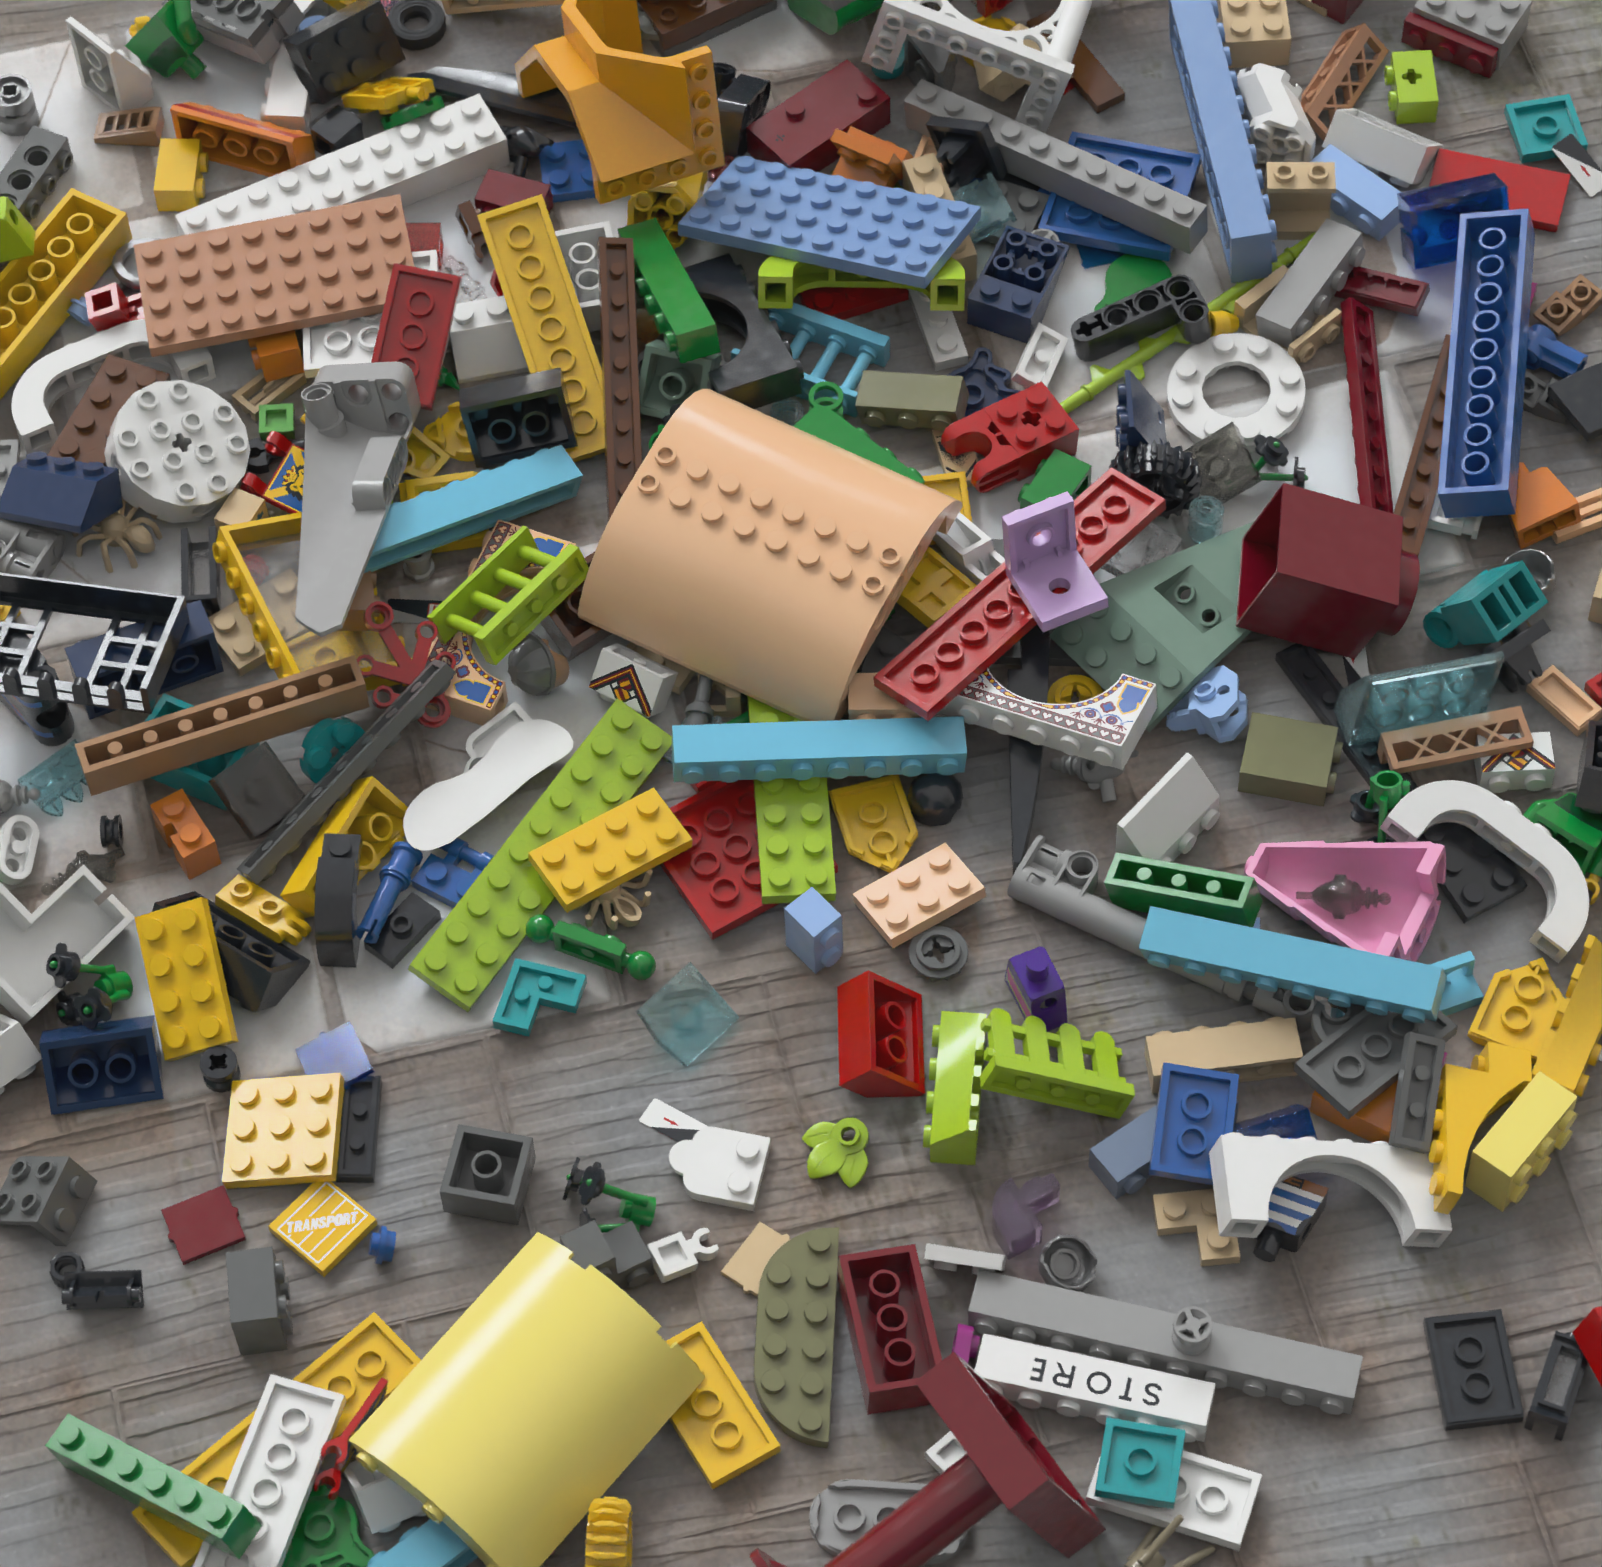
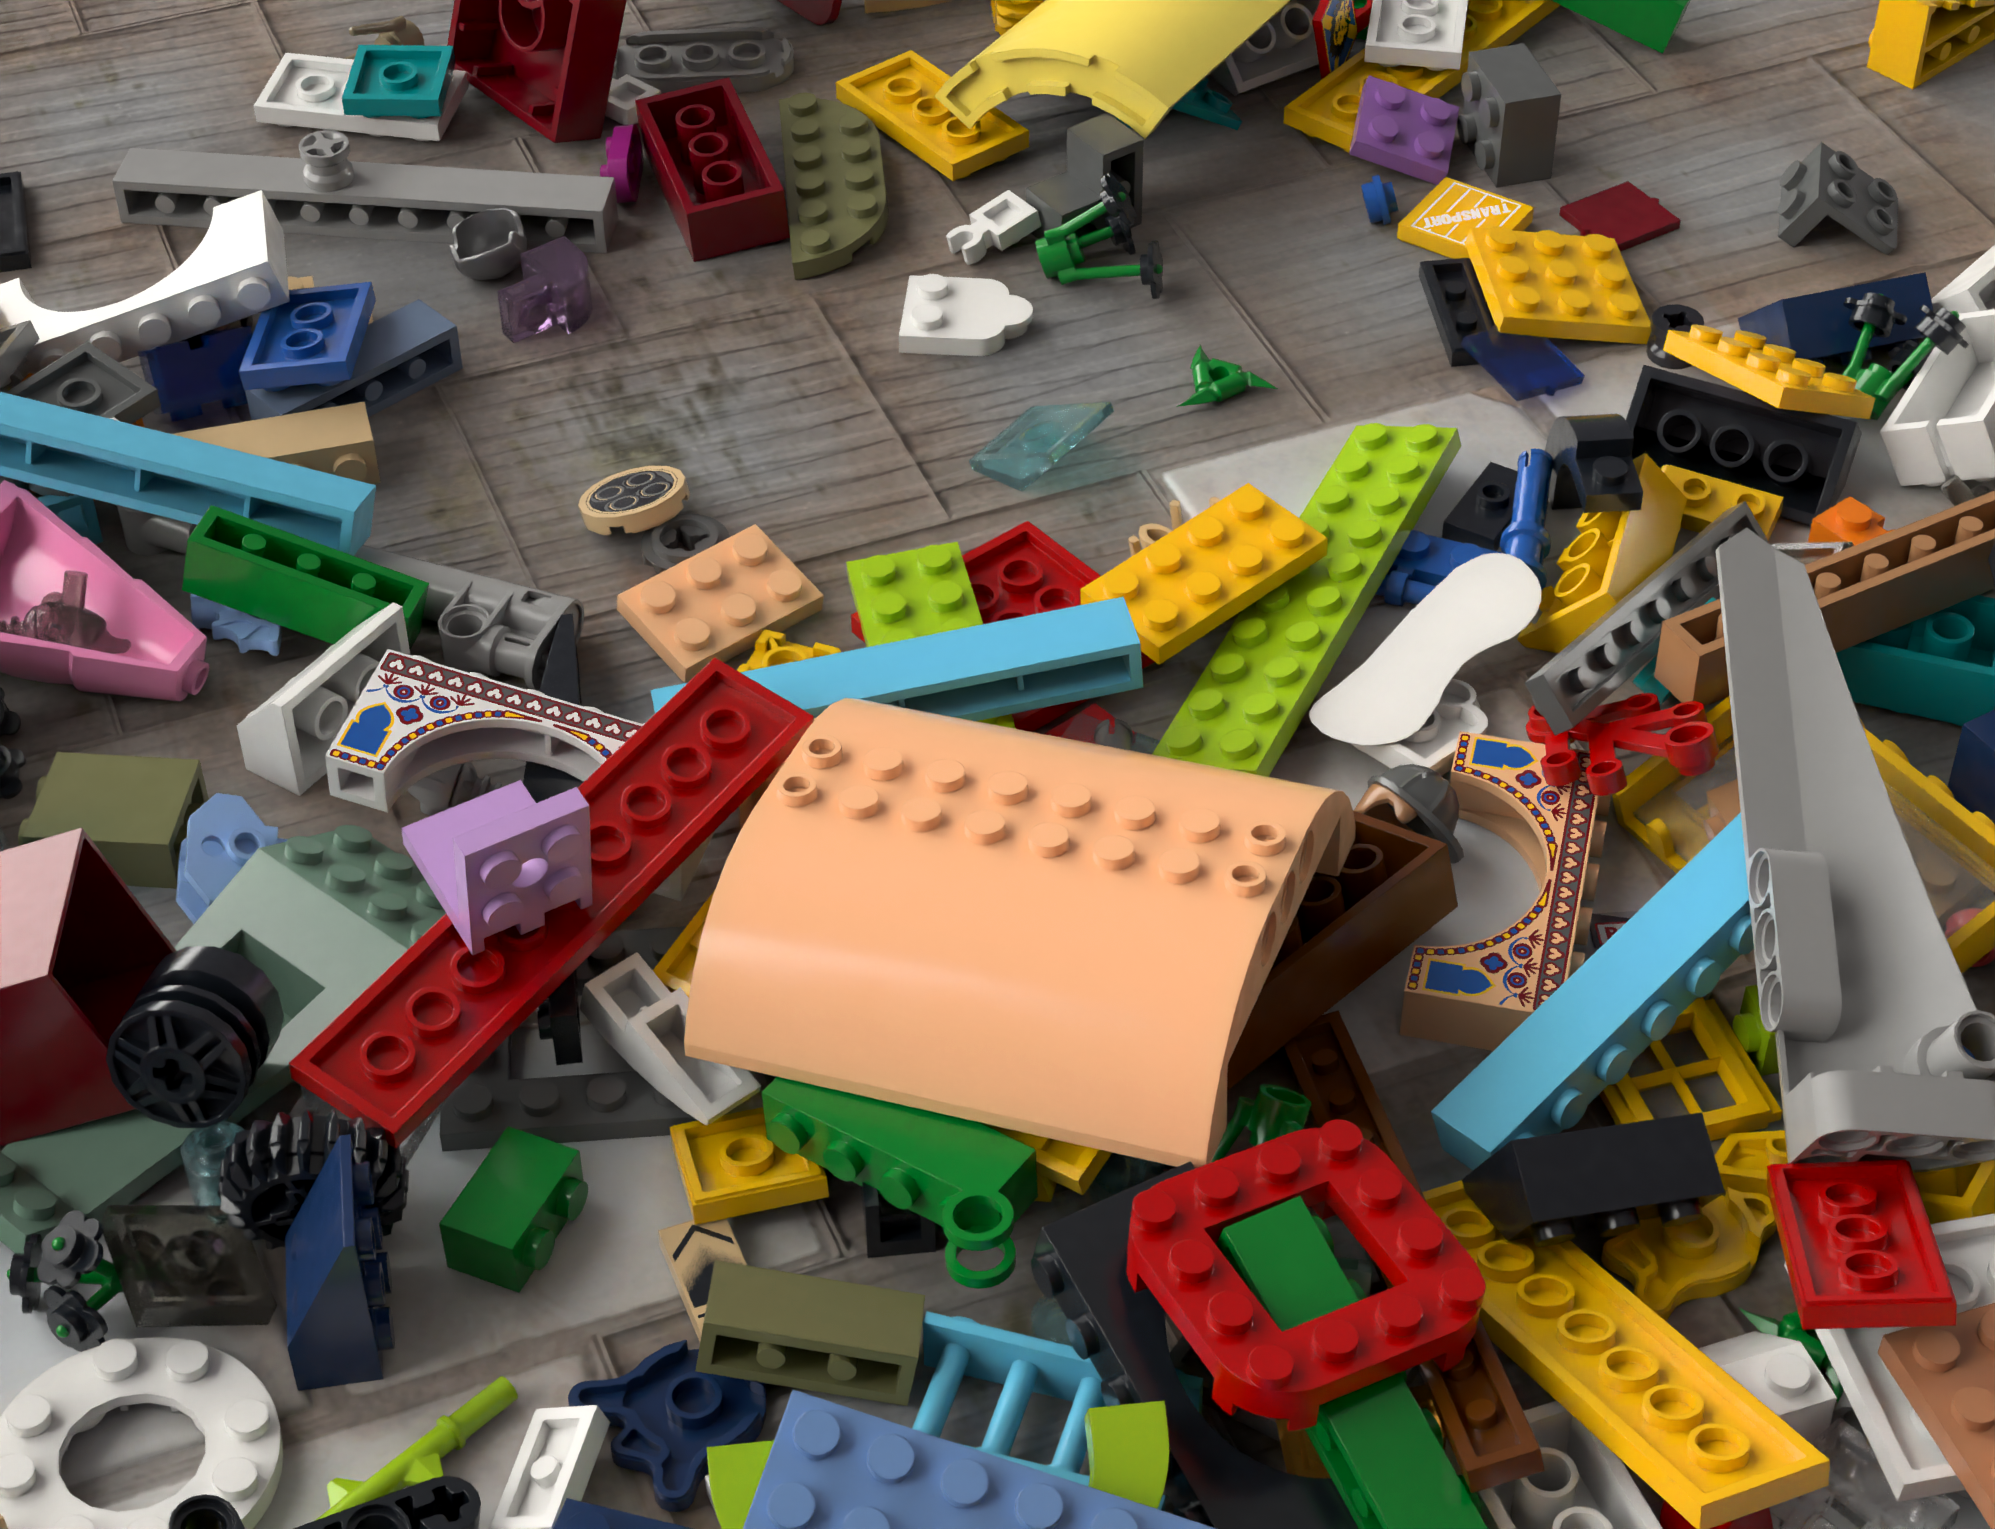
camera: 170 degrees right, 15 degrees down
(60, 1261) = (1766, 160): black axle -> none
(103, 1289) = (1727, 130): black hinge -> none
(339, 1317) = (1404, 130): none -> medium lavender plate
(488, 1174) = (1265, 250): dark grey brick -> none
(525, 610) = (1428, 815): lime fence -> none
(533, 986) = (1273, 455): teal plate -> none
(554, 1087) = (1228, 377): none -> green piece
(591, 947) = (1190, 484): green plate -> none
(670, 1121) = (1035, 359): white sticker -> none
(697, 358) = (1295, 1371): none -> red plate
(751, 1258) = (896, 250): tan piece -> none
(814, 930) = (870, 503): light blue brick -> none
(834, 1154) = (794, 341): lime plate -> none
(880, 1038) = (760, 435): red slope -> none
(948, 1258) = (624, 233): white plate -> none
(957, 1088) = (644, 380): lime wedge -> none
(970, 983) = (634, 499): none -> tile
(1012, 436) = (596, 1283): red brick -> none
(1034, 980) = (530, 469): torso -> none
(1060, 1083) = (500, 367): lime fence -> none
(1094, 1386) = (470, 144): white brick -> none
(1215, 525) = (195, 1037): none -> black wheel

